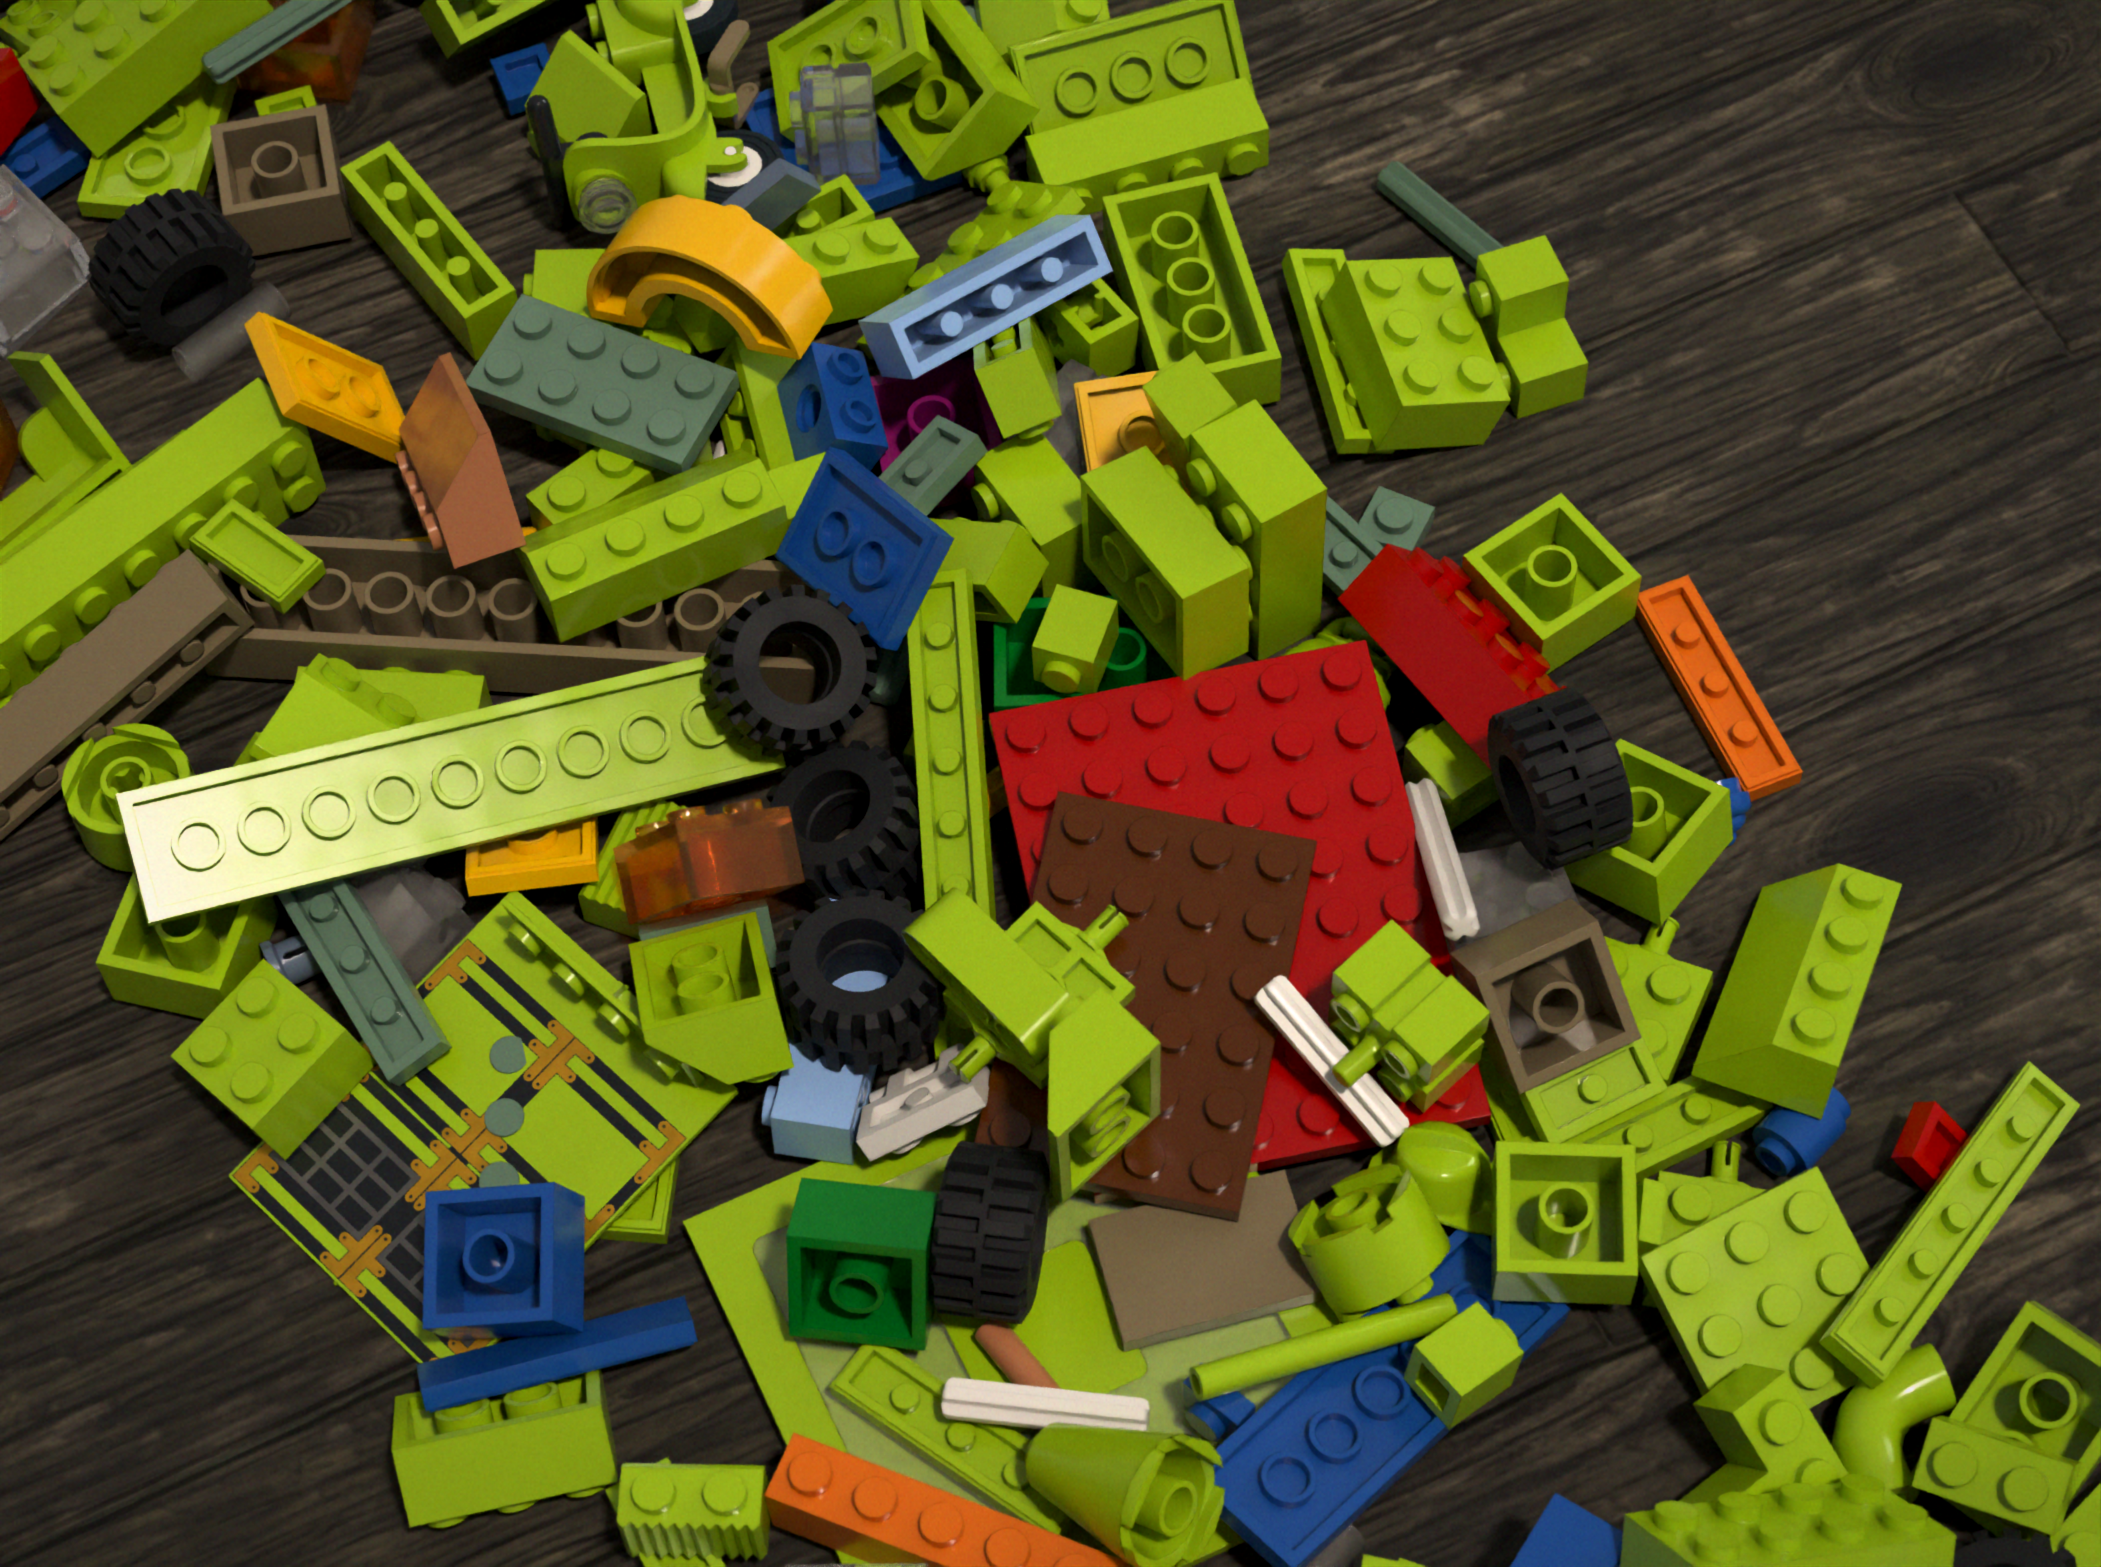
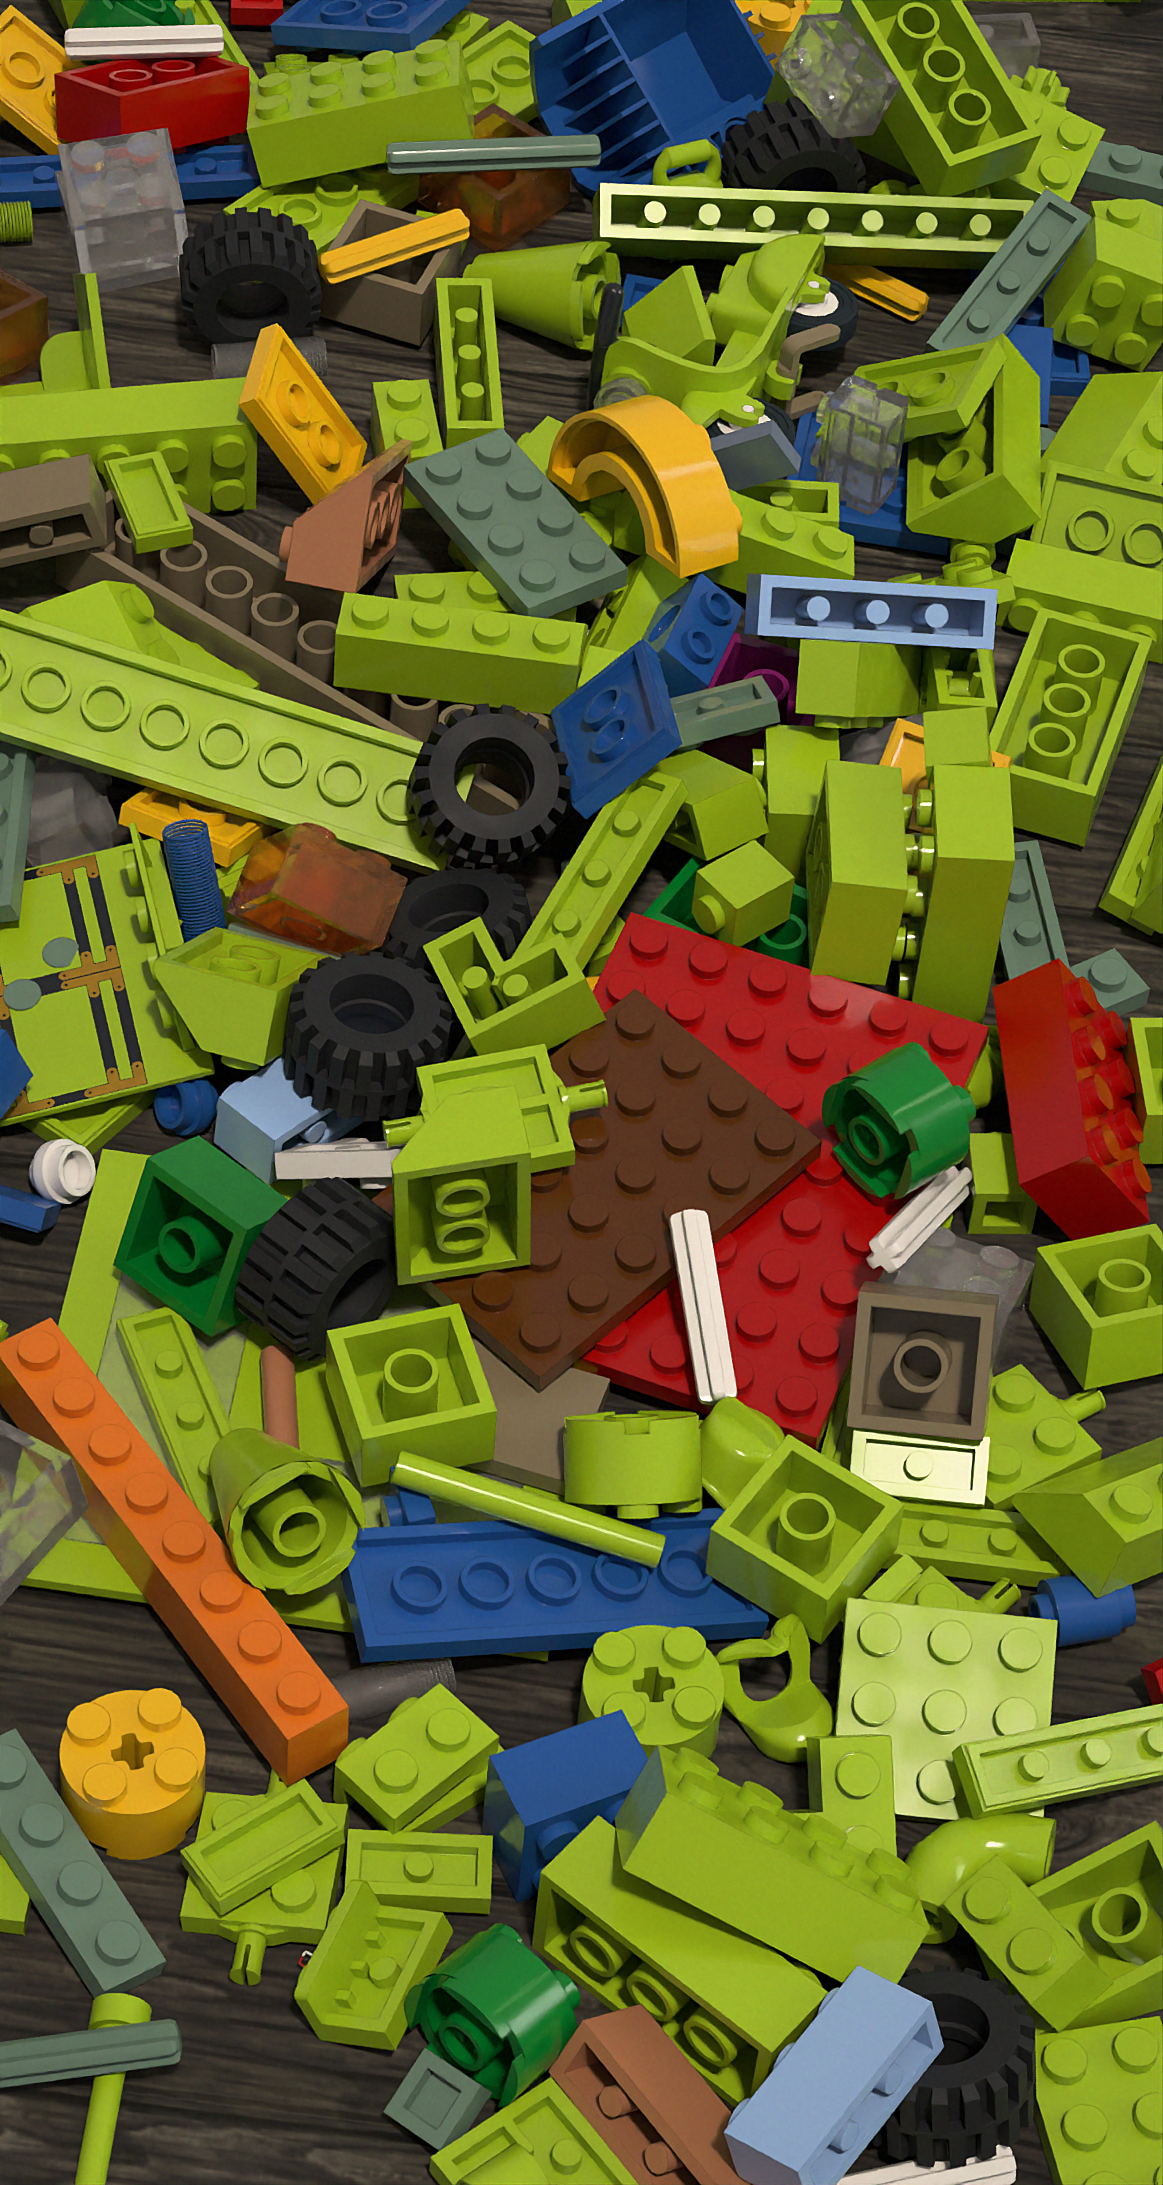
camera: 25 degrees right, 10 degrees down
(282, 161) = (393, 246): none -> yellow axle
(411, 333) = (404, 412): none -> lime brick
(438, 116) = (550, 288): none -> lime cone
(581, 917) = (192, 877): none -> blue piece
(665, 1267) = (62, 1171): none -> white plate
(727, 1134) = (186, 1106): none -> blue plate
(985, 859) = (517, 1001): none -> lime brick
(988, 973) = (453, 1041): lime beam -> none
(1039, 1406) = (248, 1409): white axle -> none
(1152, 1304) = (410, 1389): none -> lime brick
(1380, 787) = (898, 1122): none -> green brick
(1405, 1017) = (782, 1301): lime brick -> none
(1464, 1364) = (633, 1585): lime brick -> none
(1537, 1416) = (661, 1683): none -> lime brick
(1560, 778) = (1056, 1195): black tyre -> none
(1648, 1383) = (796, 1712): none -> lime piece

